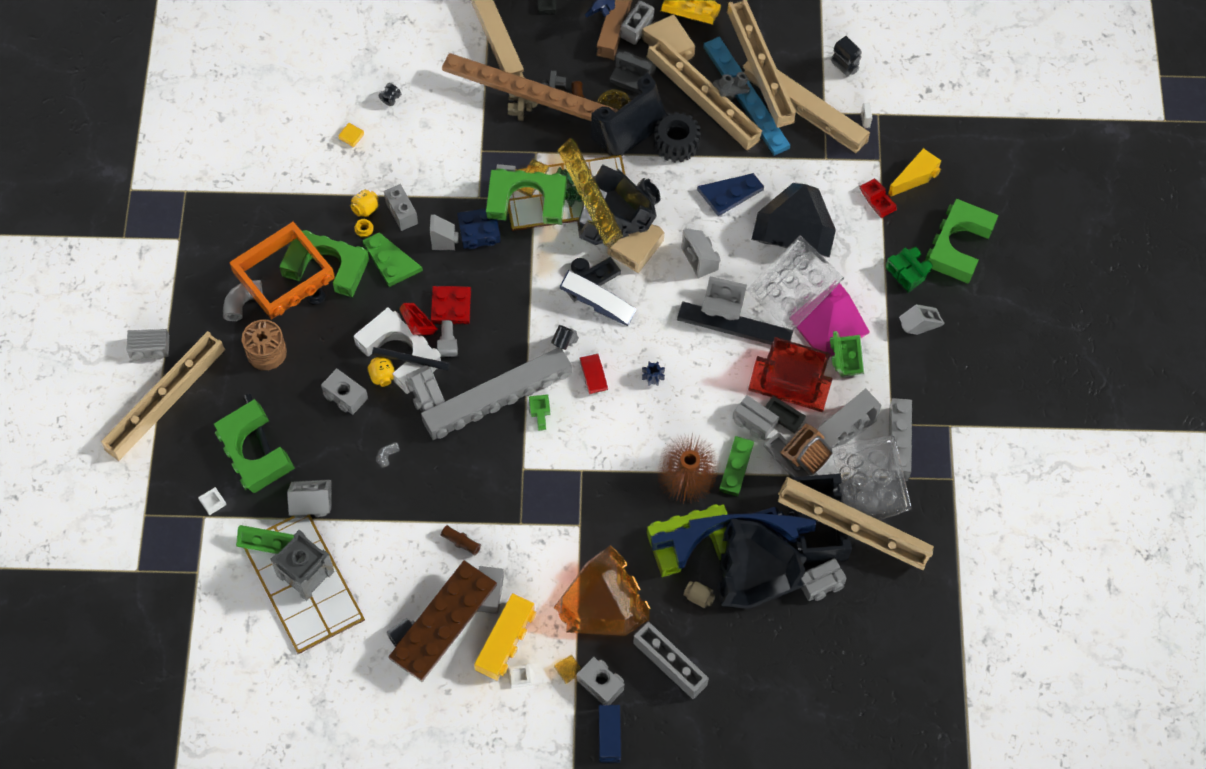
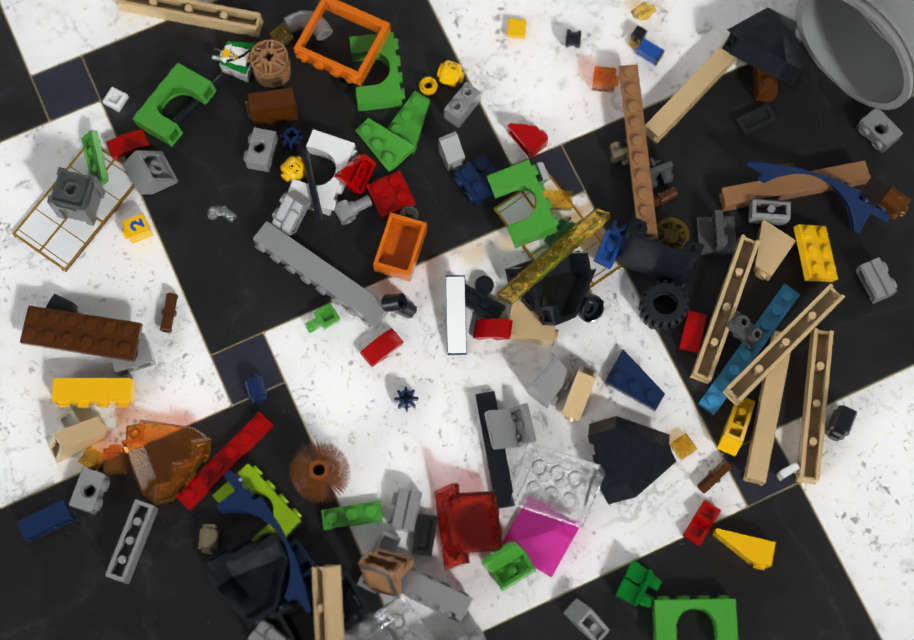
camera: 65 degrees right, 10 degrees up
(238, 324) = (282, 34): none -> clear yellow plate
(240, 374) = (235, 59): none -> torso
(267, 507) = (127, 143): none -> red slope
(310, 360) = (272, 106): none -> reddish brown brick
(344, 360) = (294, 142): none -> dark blue gear
(360, 533) = (136, 228): none -> yellow brick
(397, 30) = (643, 11): none -> clear yellow plate
(401, 286) = (385, 144): none -> bright green wing
(432, 45) = (645, 49): none -> piece
(443, 88) = (604, 79): none -> clear orange brick
(463, 171) = (528, 138): none -> red slope
(480, 293) = (410, 210): none -> clear plate
(509, 314) = (400, 247): none -> orange piece
(543, 672) = (77, 438): none -> tan slope
(577, 494) = (256, 389): none -> dark blue brick
(581, 646) = (114, 460): none -> clear orange brick
(599, 152) = (610, 246): none -> blue plate
(626, 275) = (492, 329): none -> red slope
(630, 550) = (224, 461): none -> red plate
(711, 128) = (693, 331): none -> red slope
(721, 233) = (579, 393): none -> tan slope
(806, 178) = (683, 446): none -> clear yellow plate
(811, 134) = (736, 427): none -> yellow slope
(823, 71) = (814, 406): none -> tan tile
(843, 170) = (714, 476): none -> reddish brown axle

